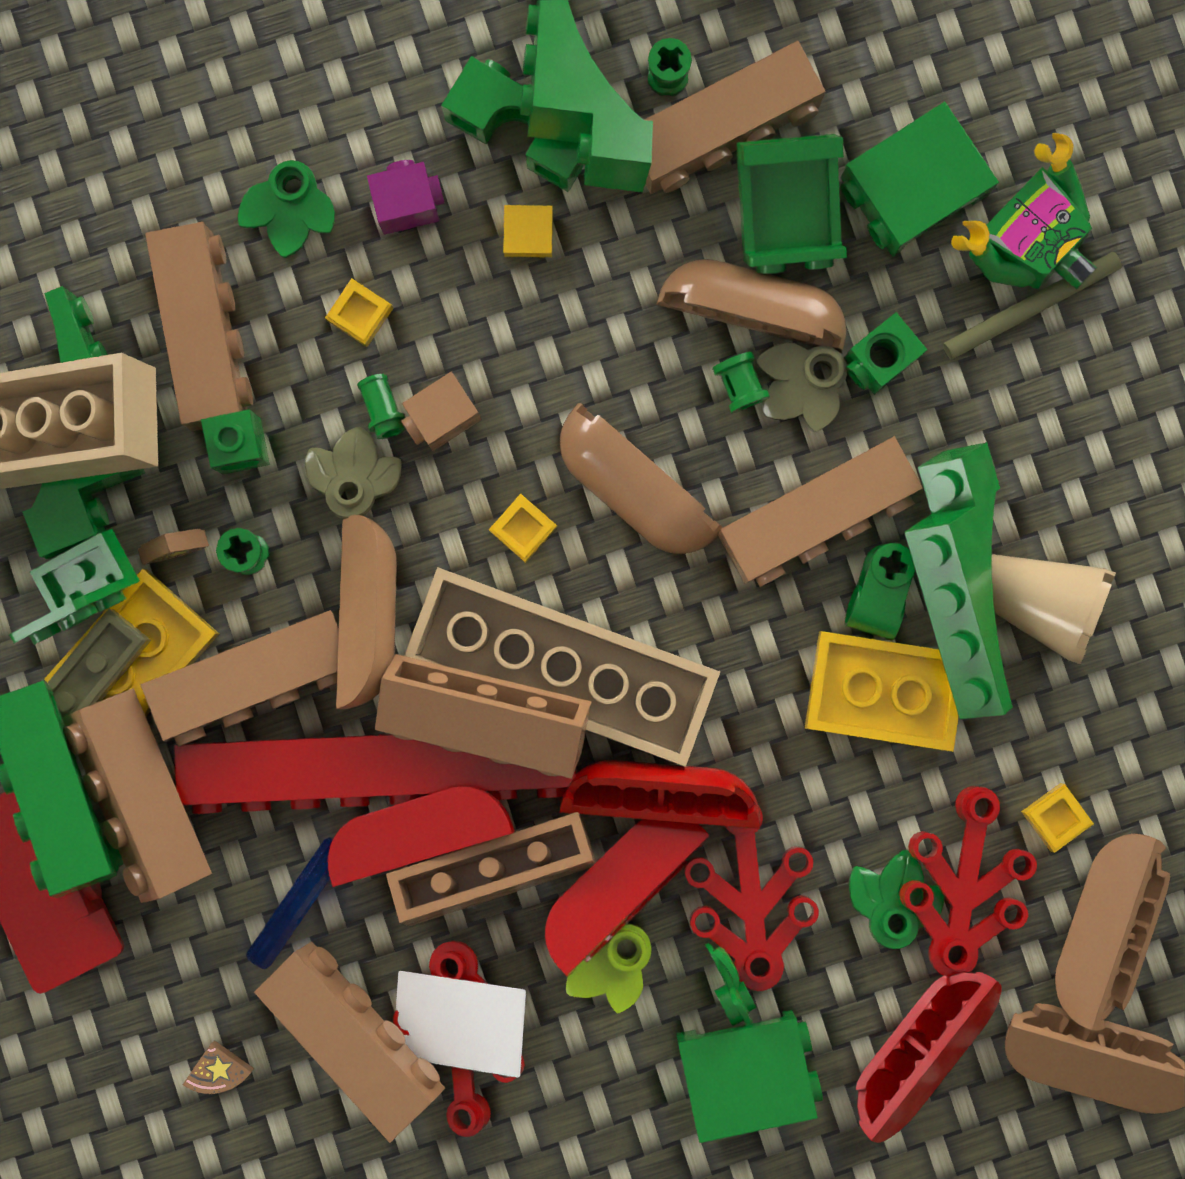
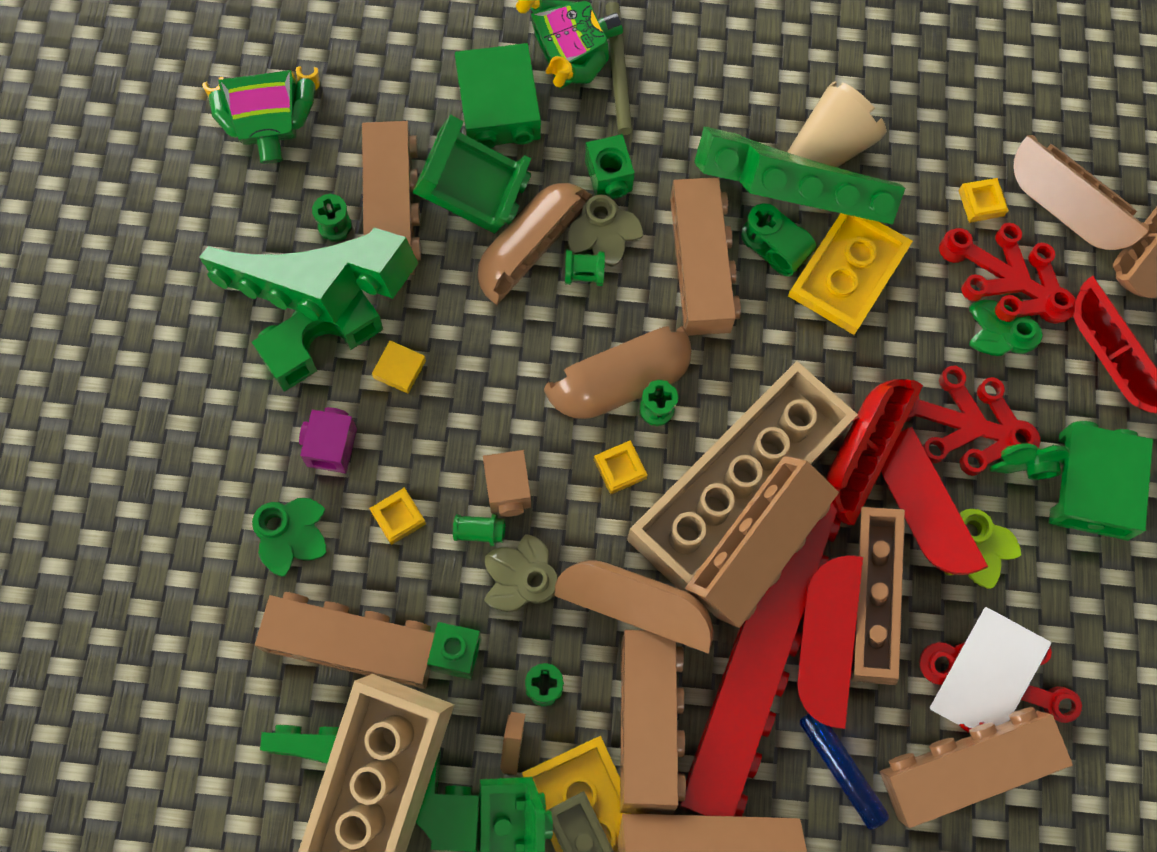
camera: 75 degrees left, 15 degrees down
(617, 523) = (668, 397): none -> green bush

